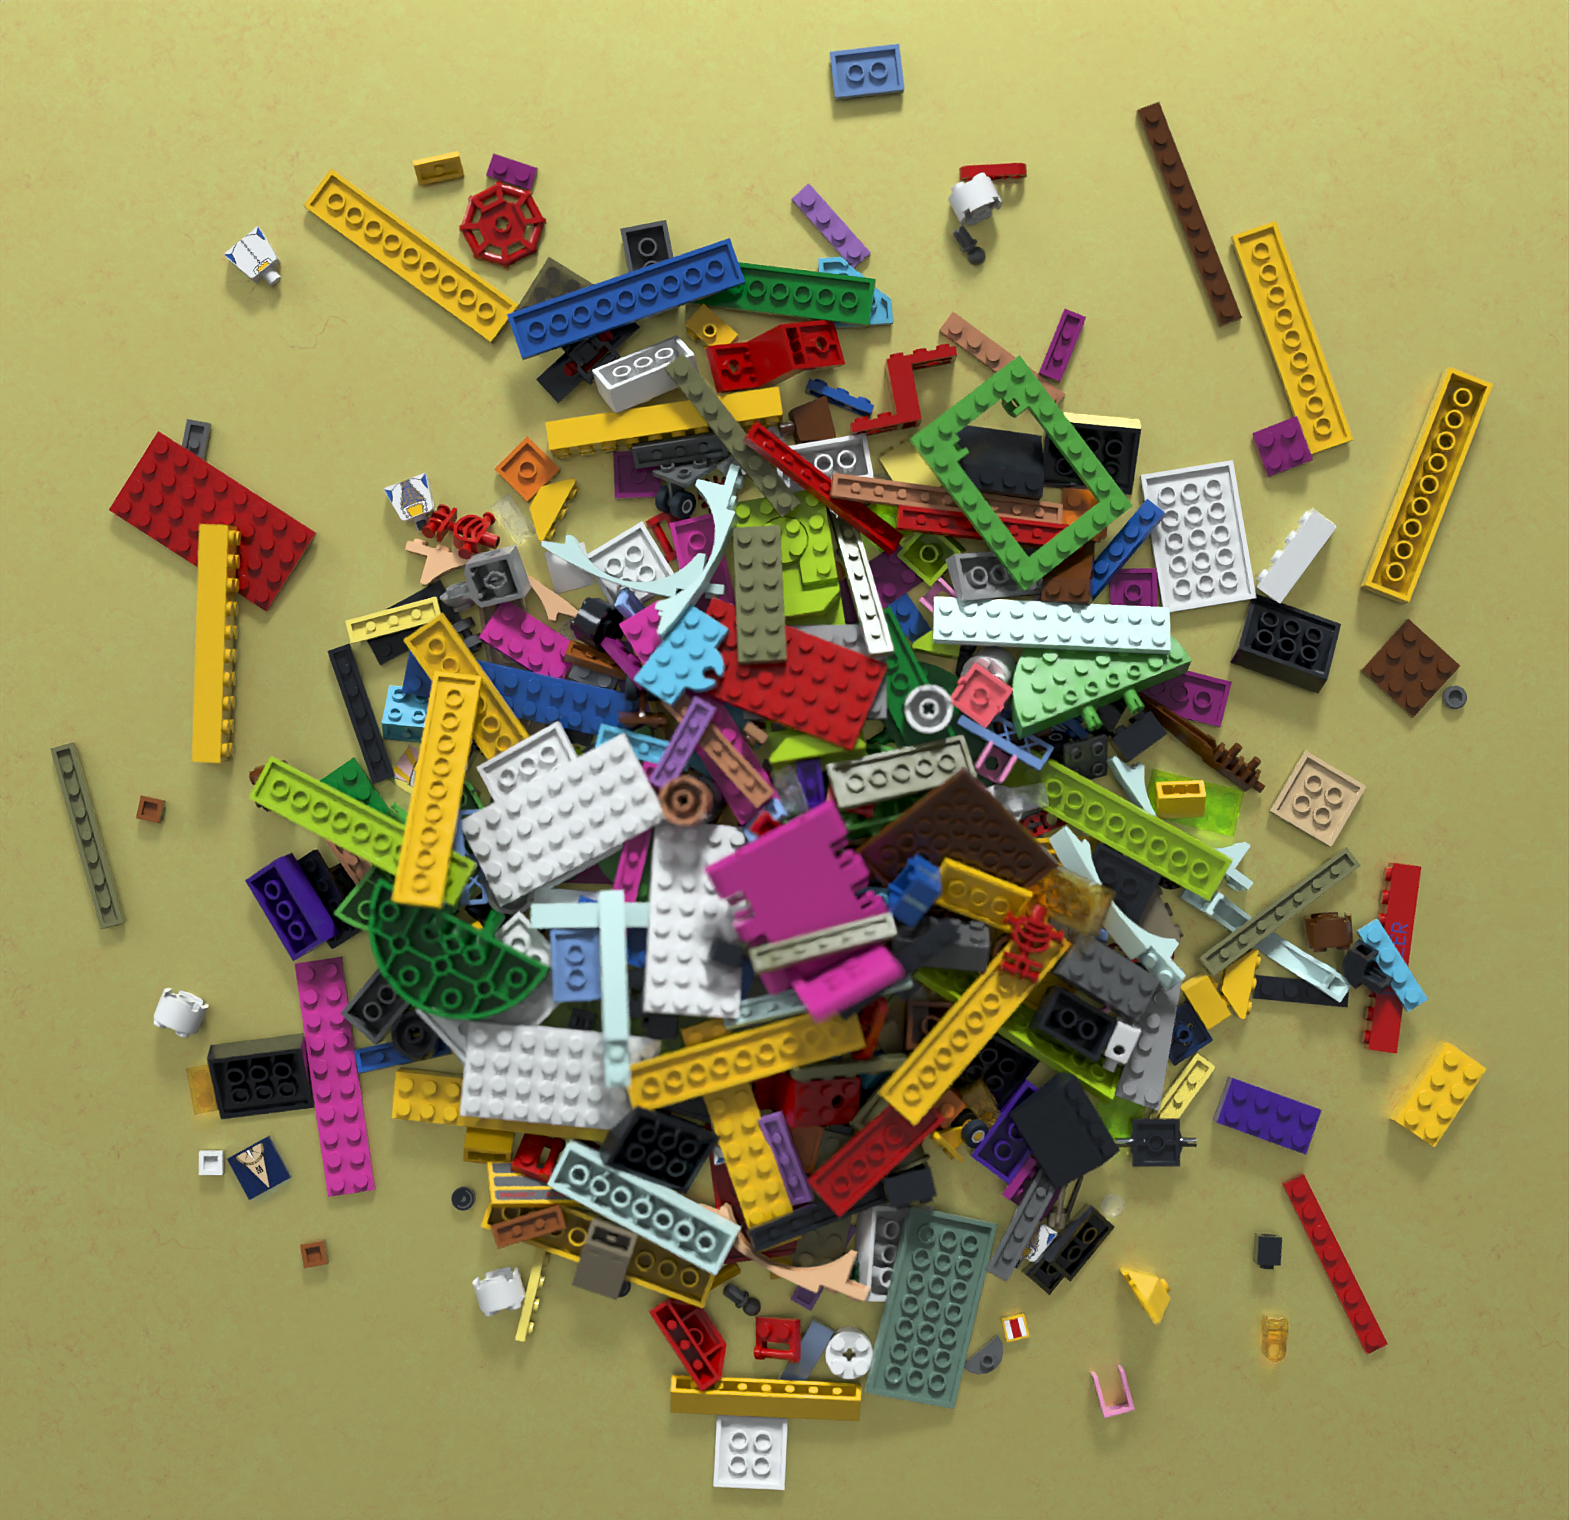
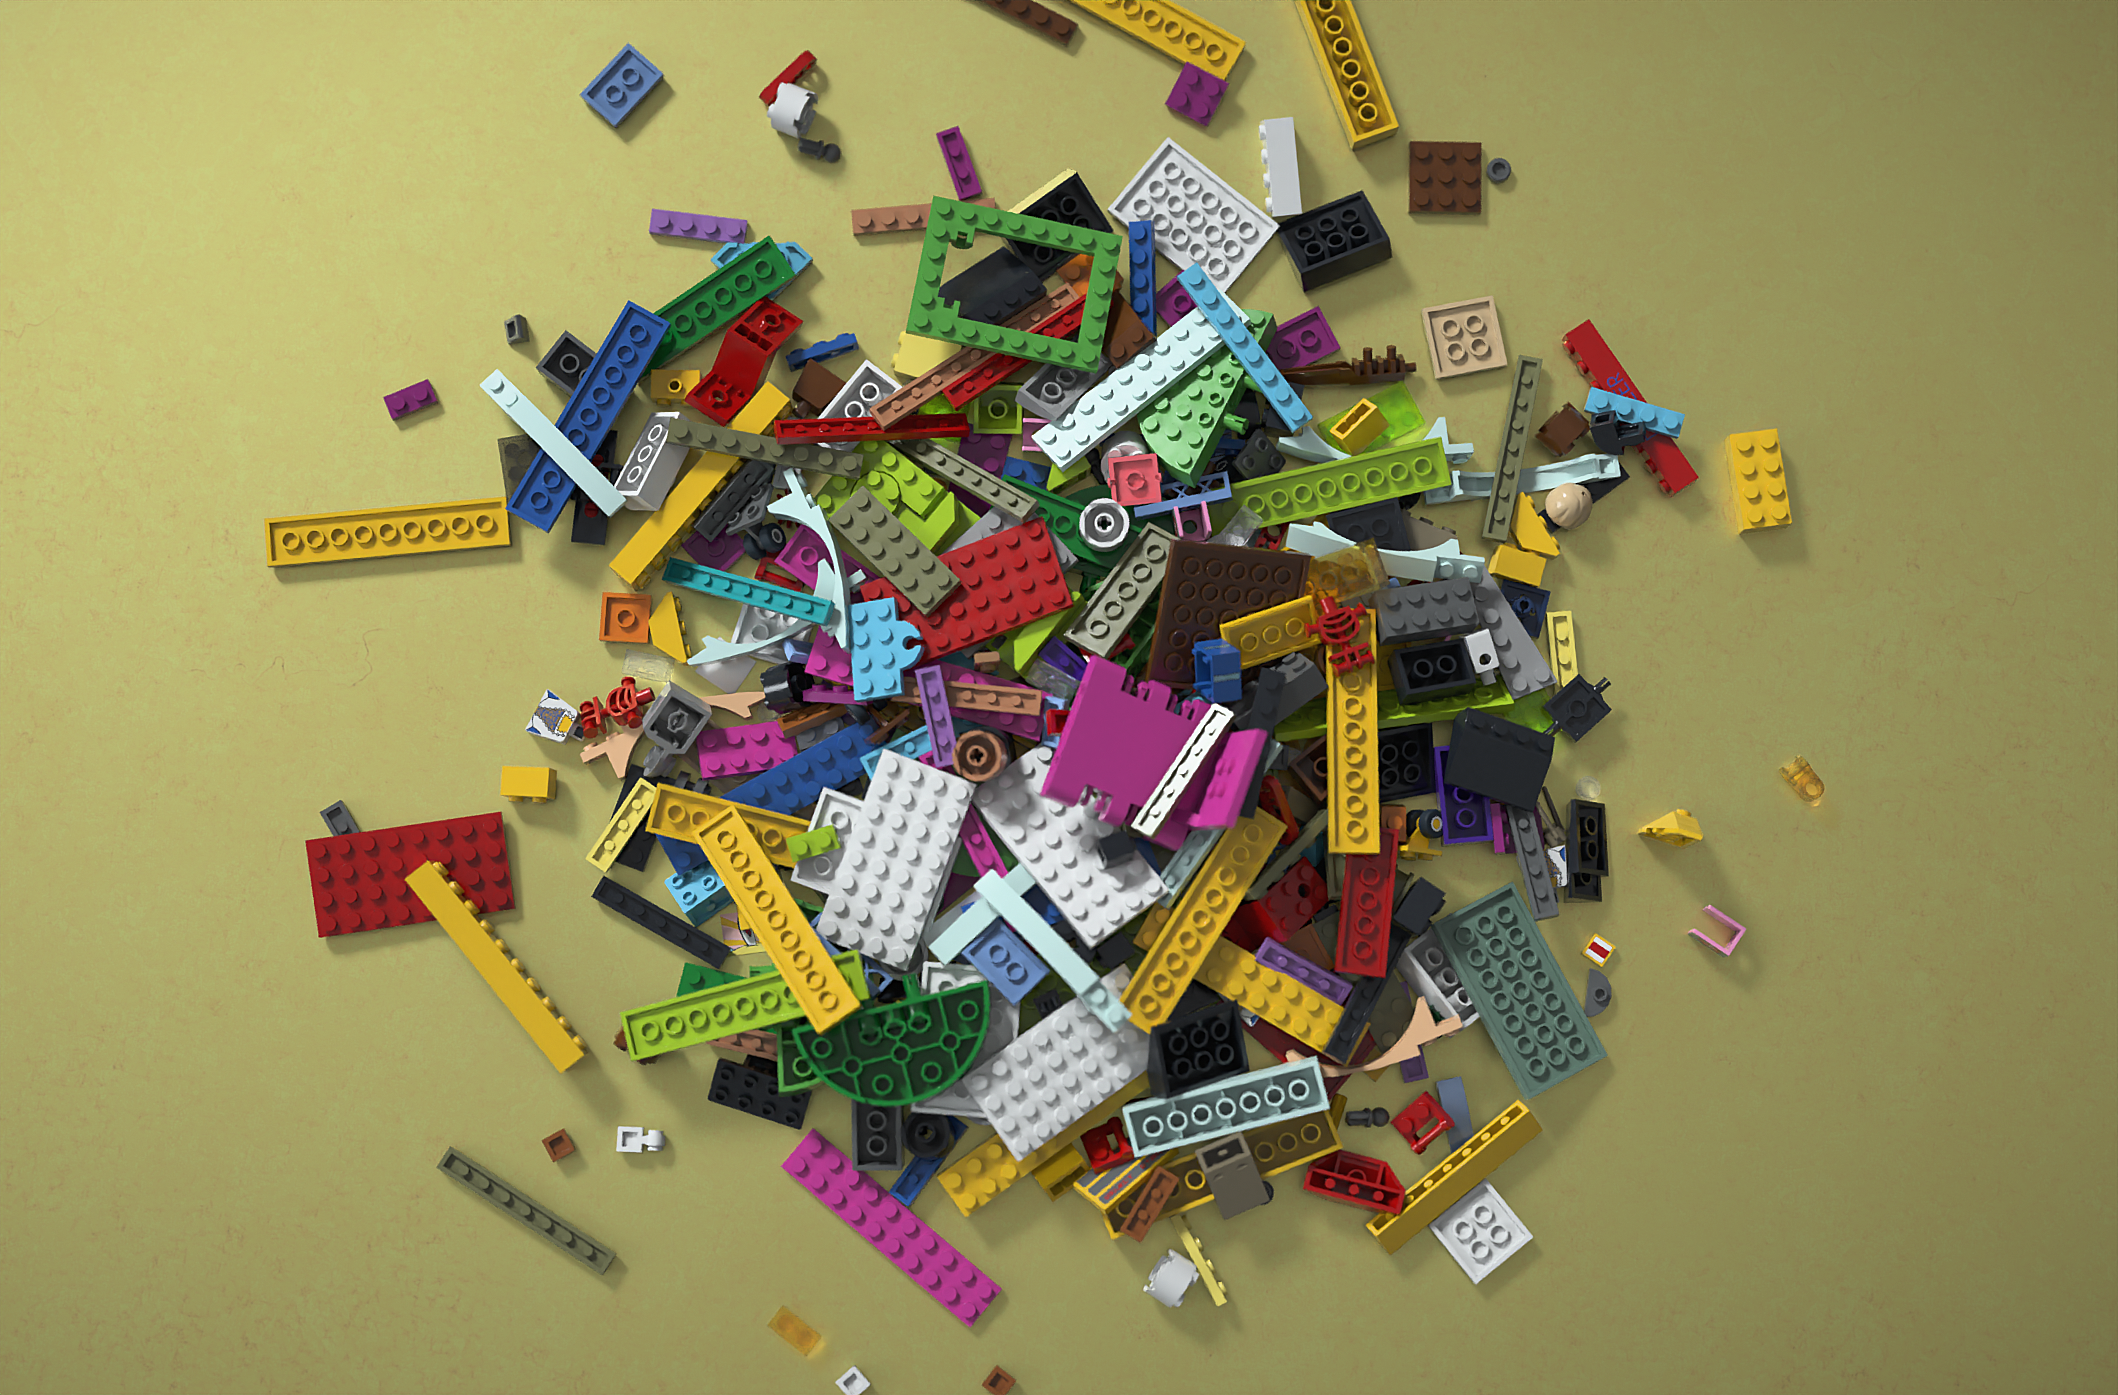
camera: 40 degrees left, 5 degrees down
(180, 1012) = (724, 1283): white brick -> none
(206, 851) = (632, 1139): none -> white plate
(255, 257) = (264, 639): white torso -> none
(259, 1167) = (894, 1353): clear blue tile -> none
(261, 1076) = (833, 1278): black slope -> none
(292, 906) = (740, 1120): dark purple brick -> none
(353, 529) = (528, 783): none -> yellow brick
(438, 168) = (350, 445): yellow plate -> none
(463, 1198) = (1078, 1233): black tile -> none
(515, 229) = (445, 458): red plate -> none
(515, 755) = (813, 843): none -> lime plate
(583, 296) = (553, 443): none -> light aqua slope
(629, 530) = (749, 591): none -> teal plate
(633, 187) = (516, 329): none -> dark grey slope
(852, 1366) = (1501, 1084): white brick -> none
(903, 391) = (867, 302): red bracket -> none
(980, 1101) = (1412, 795): clear yellow piece -> none
(1147, 668) = (1244, 347): none -> medium azure plate
(1267, 1115) = (1643, 612): dark purple brick -> none
(1267, 1250) = (1737, 716): black brick -> none
(1283, 990) = (1569, 505): none -> tan piece
(1334, 1263) = (1797, 682): red plate -> none

